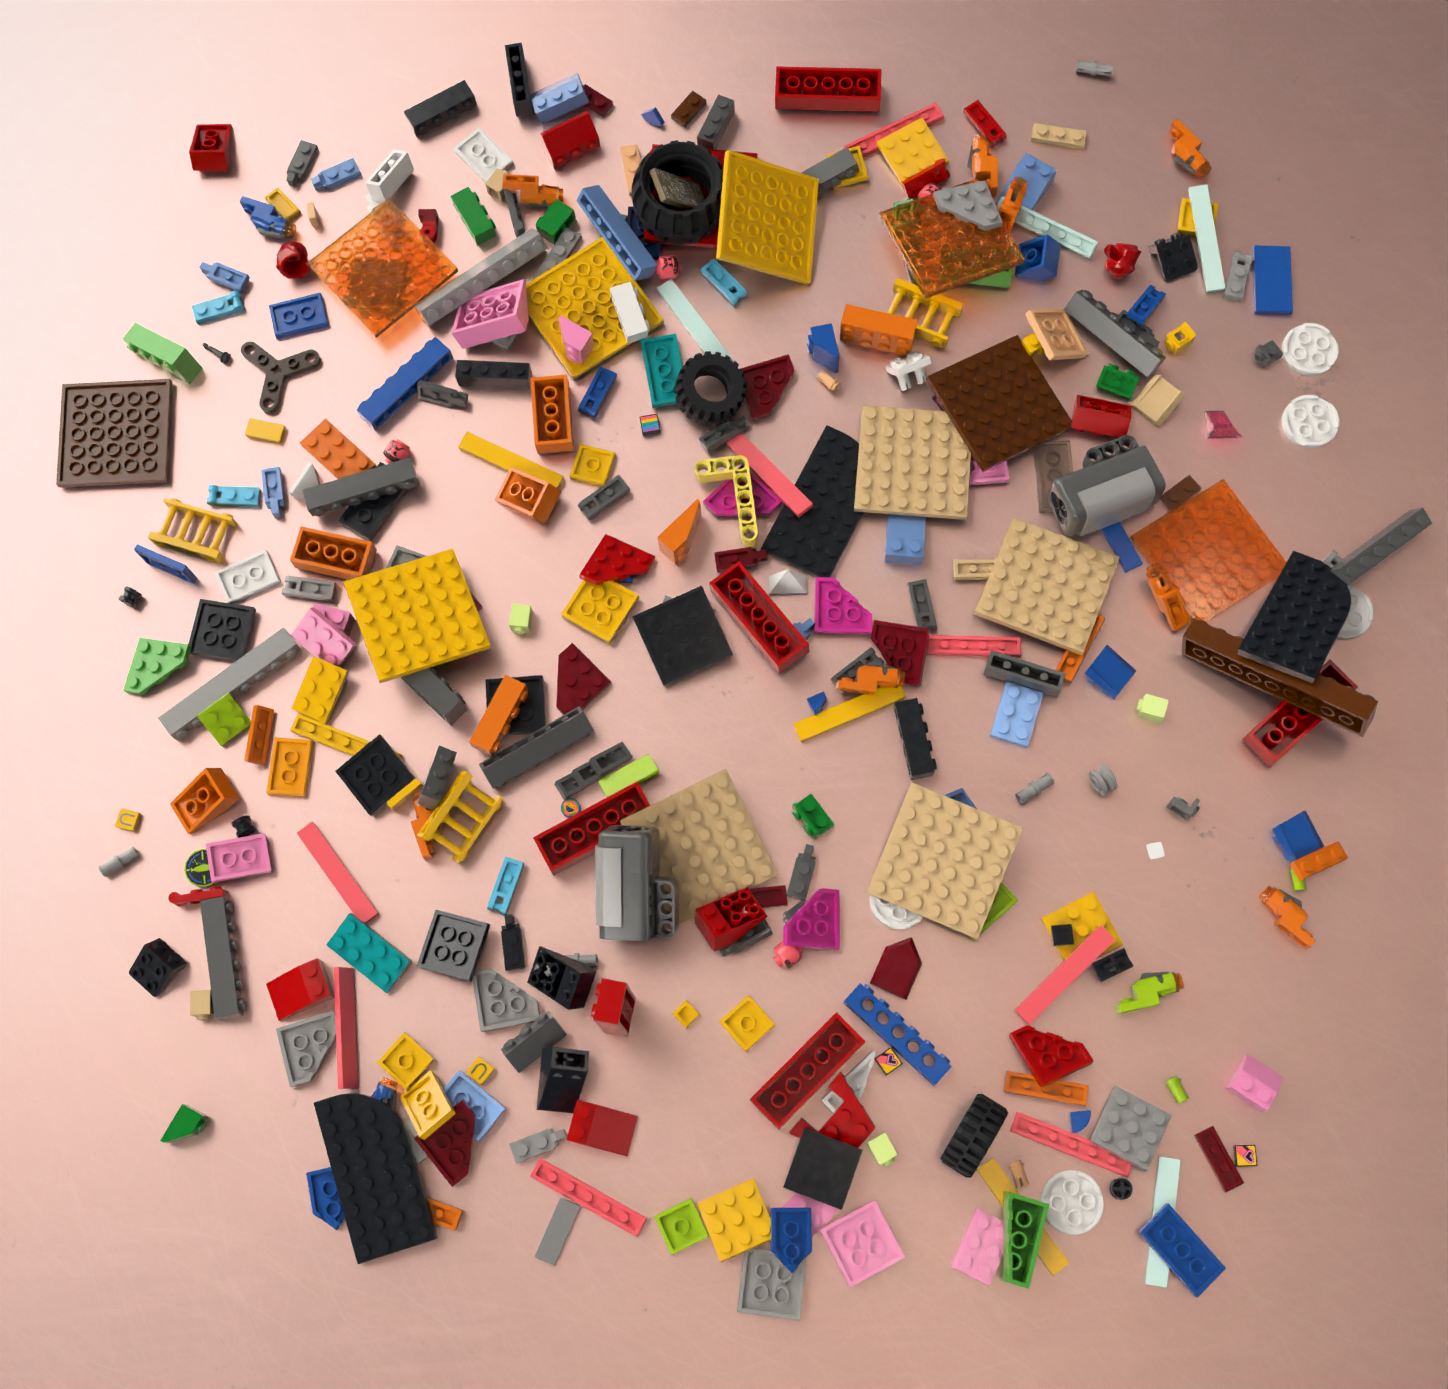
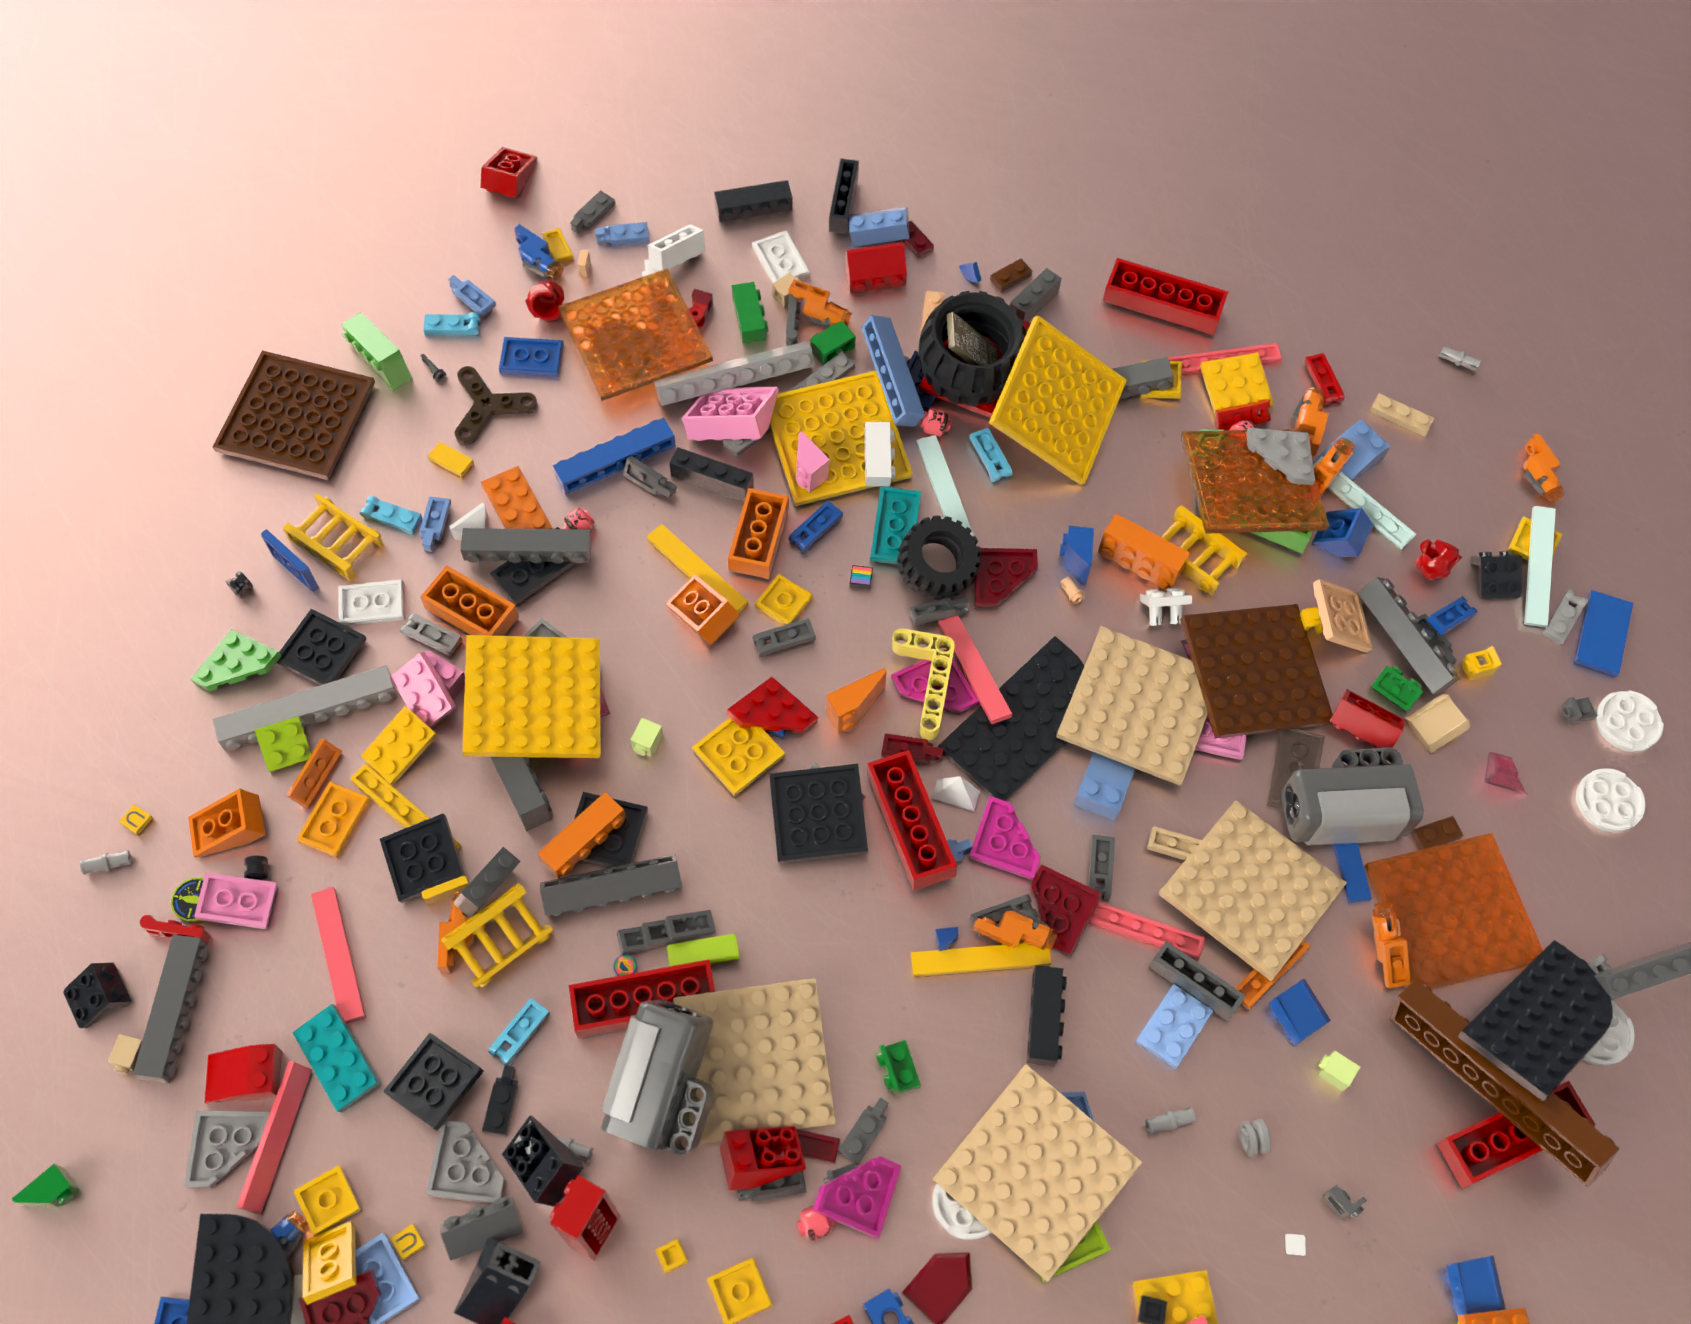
camera: 10 degrees right, 10 degrees down
(577, 680) = (685, 826): dark red plate -> none

